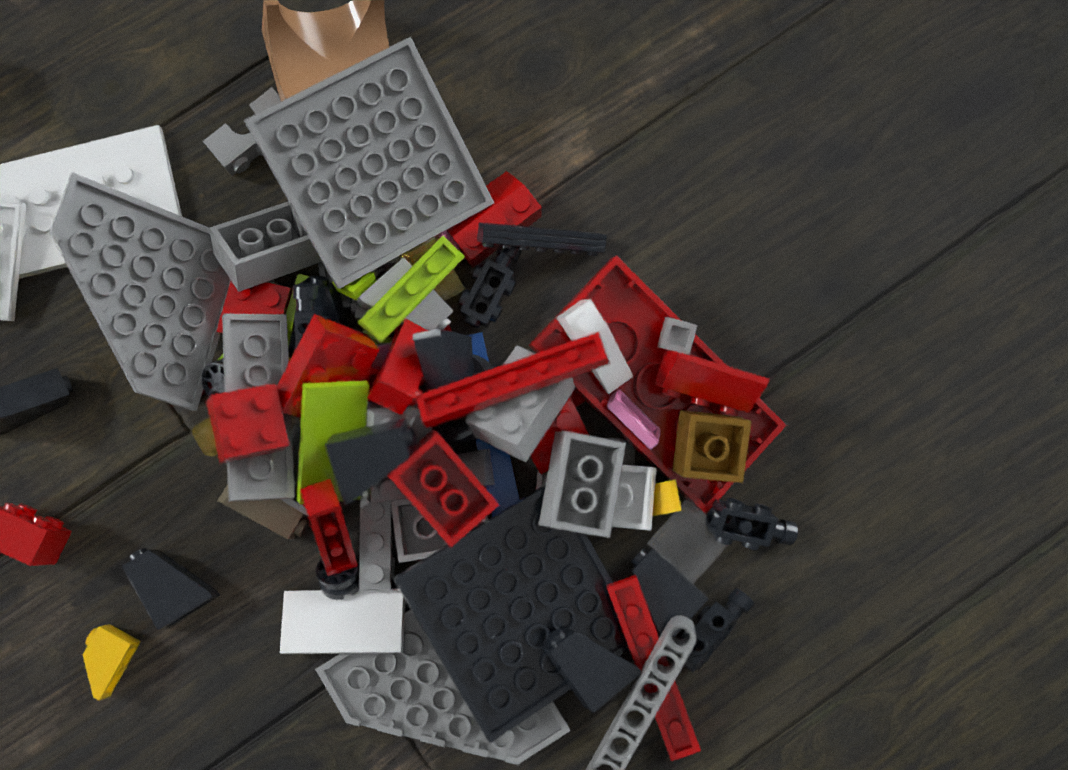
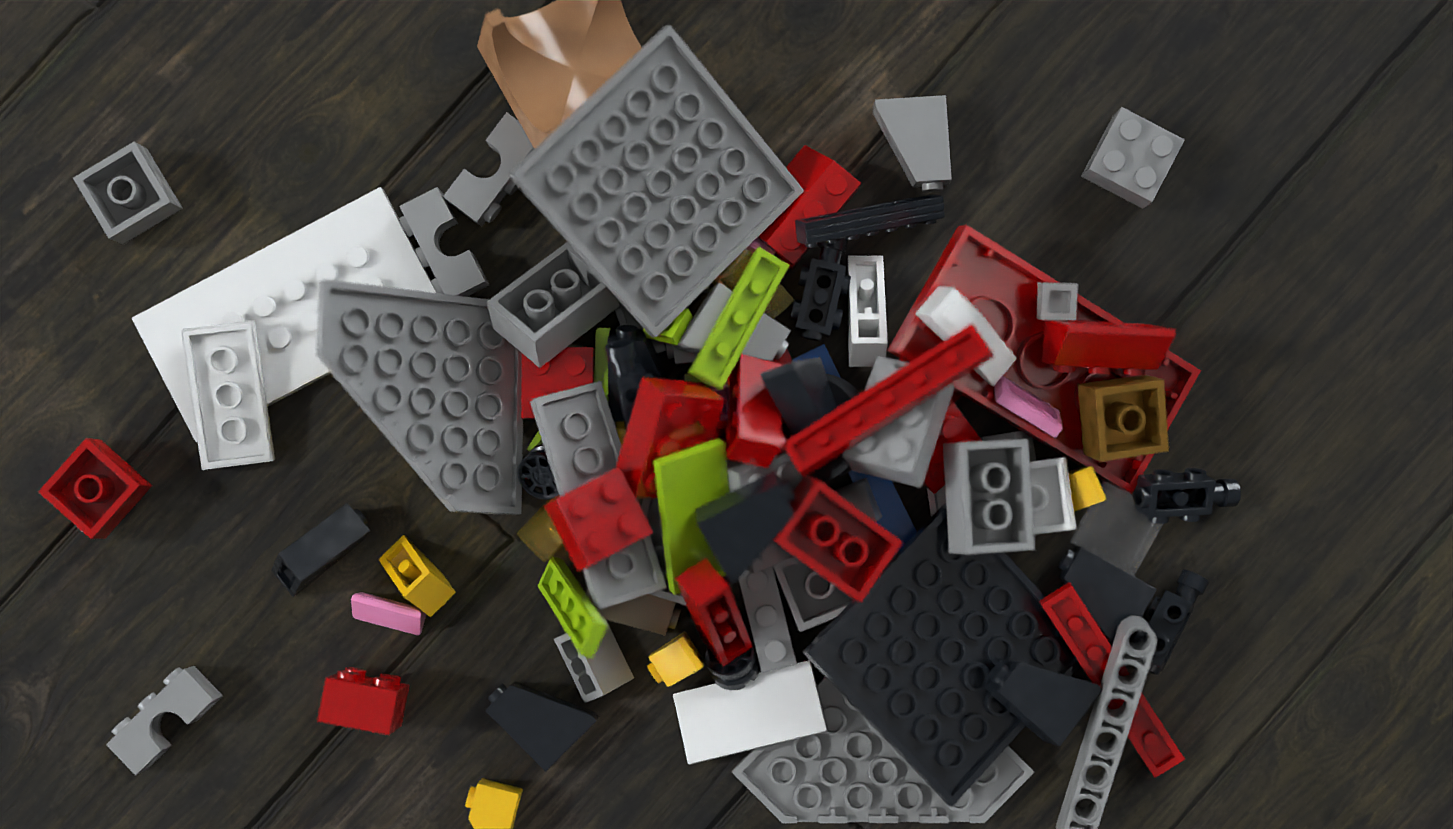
camera: 10 degrees left, 5 degrees up
(69, 467) = (387, 613): none -> bright pink slope
(99, 443) = (416, 576): none -> yellow slope
(188, 159) = (427, 220): none -> light grey arch
(211, 496) = (572, 607): none -> lime tile
(226, 545) = (597, 674): none -> light grey brick
(292, 561) = (675, 660): none -> yellow slope
(522, 311) = (866, 311): none -> white slope
(598, 184) = (918, 138): none -> light grey slope
(768, 240) = (1133, 158): none -> light grey brick

